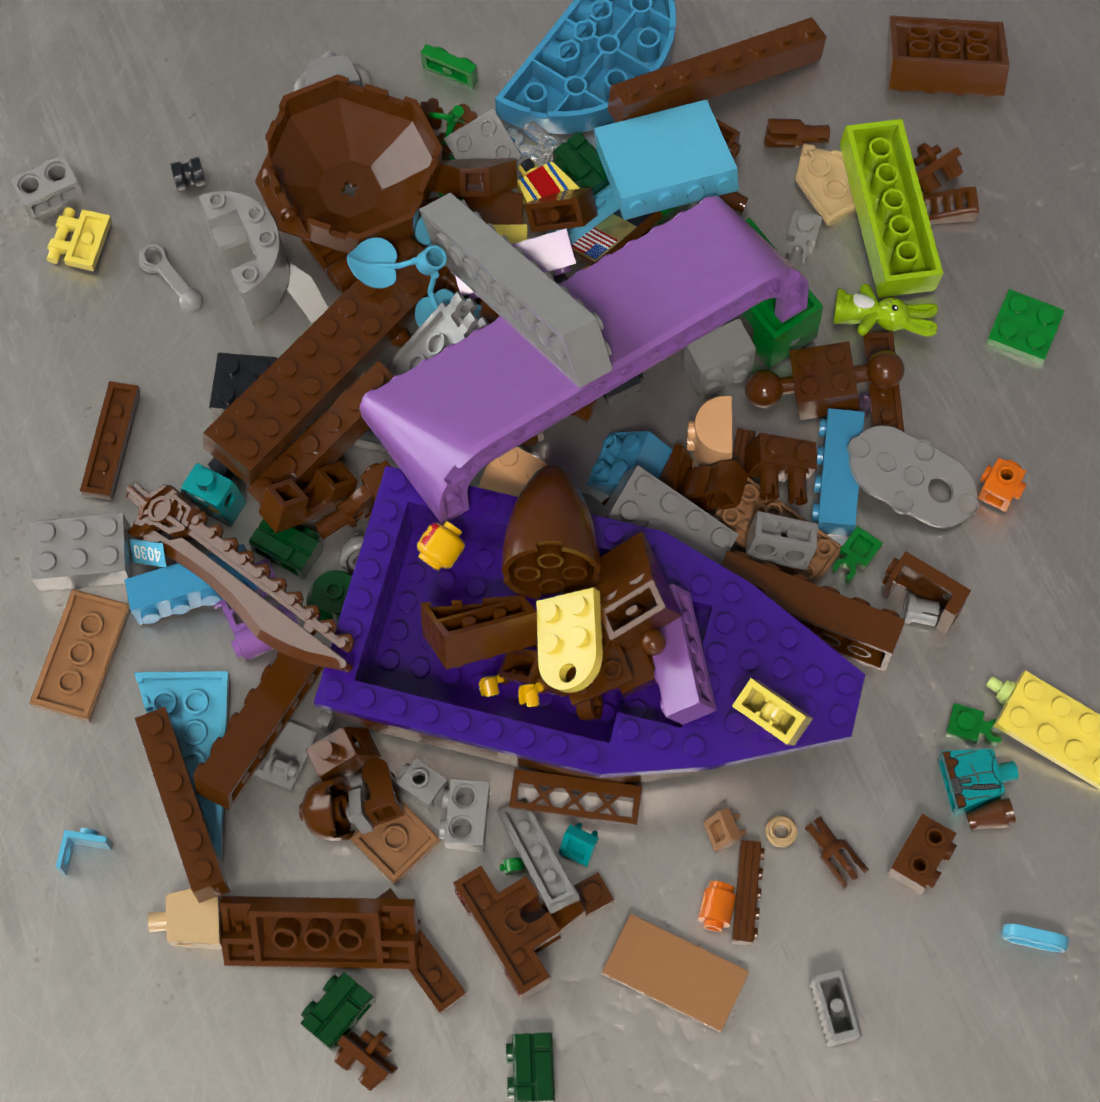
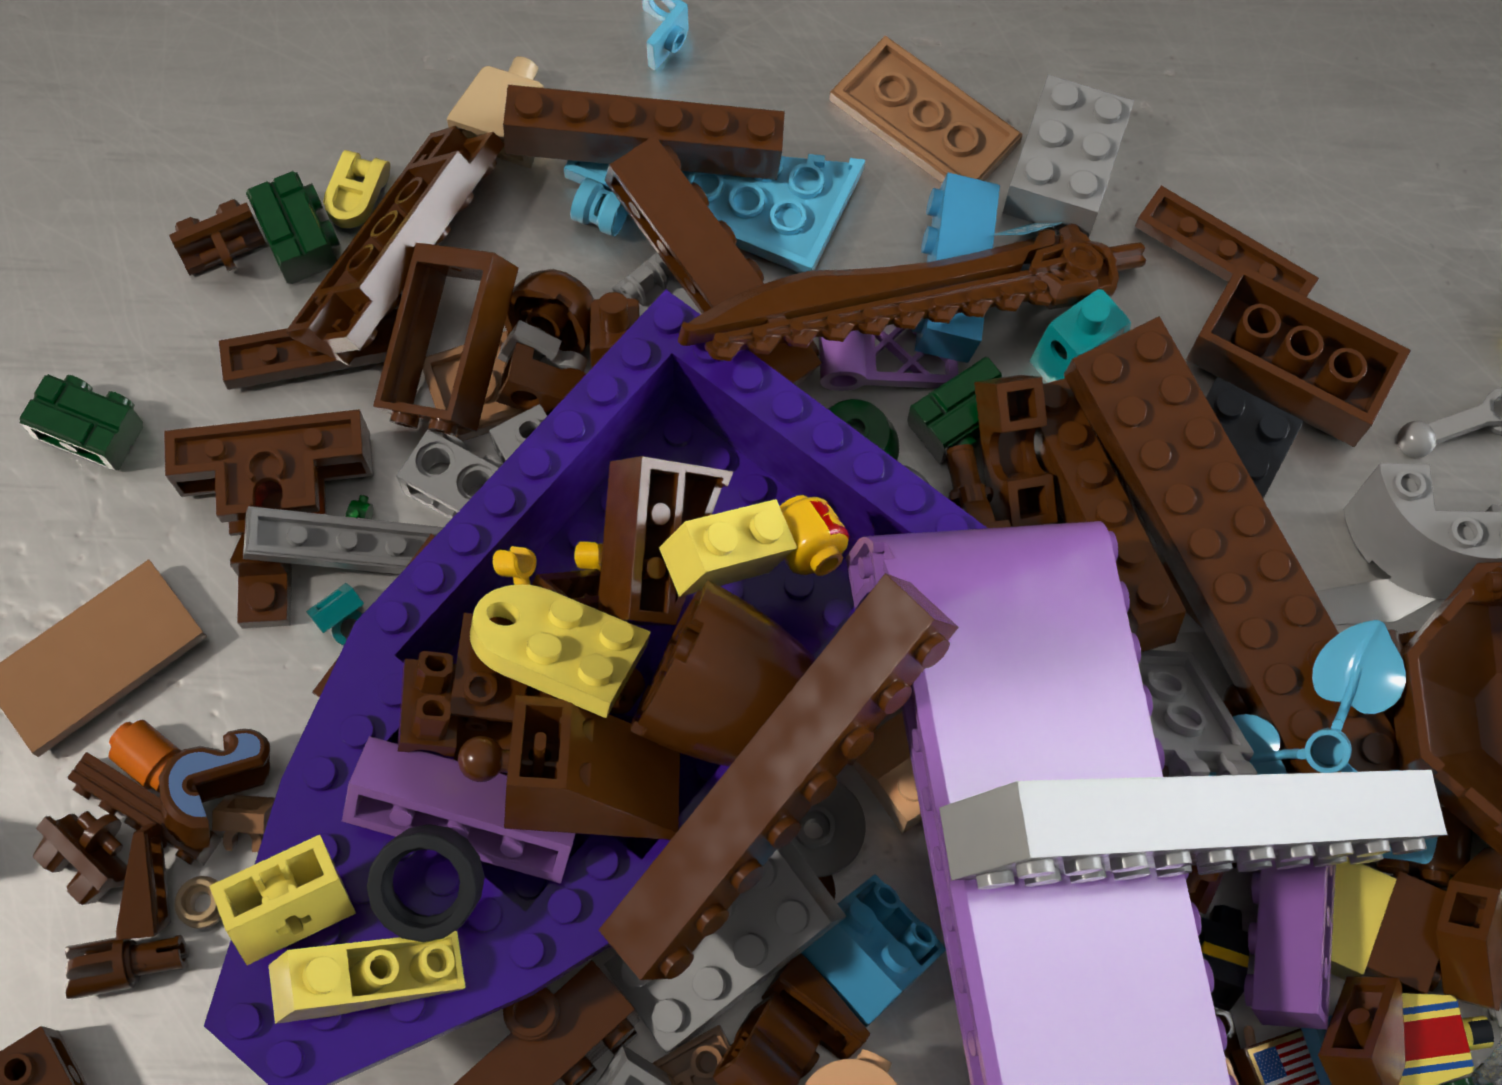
camera: 110 degrees right, 0 degrees up
(170, 374) = (1298, 355): none -> reddish brown brick
(238, 822) = (599, 207): none -> medium azure wheel
(302, 988) = (350, 201): none -> light yellow plate
(328, 860) = (414, 329): none -> reddish brown window
(472, 577) = (727, 547): none -> light yellow brick
(596, 480) = (778, 778): none -> reddish brown brick
(632, 698) = (427, 706): none -> reddish brown hips
(721, 866) = (209, 774): none -> reddish brown animal
(742, 632) = (394, 913): none -> black tyre
(784, 906) = (89, 847): none -> reddish brown hips
(789, 659) = (362, 976): none -> light yellow slope
(796, 857) = (145, 891): none -> reddish brown slope

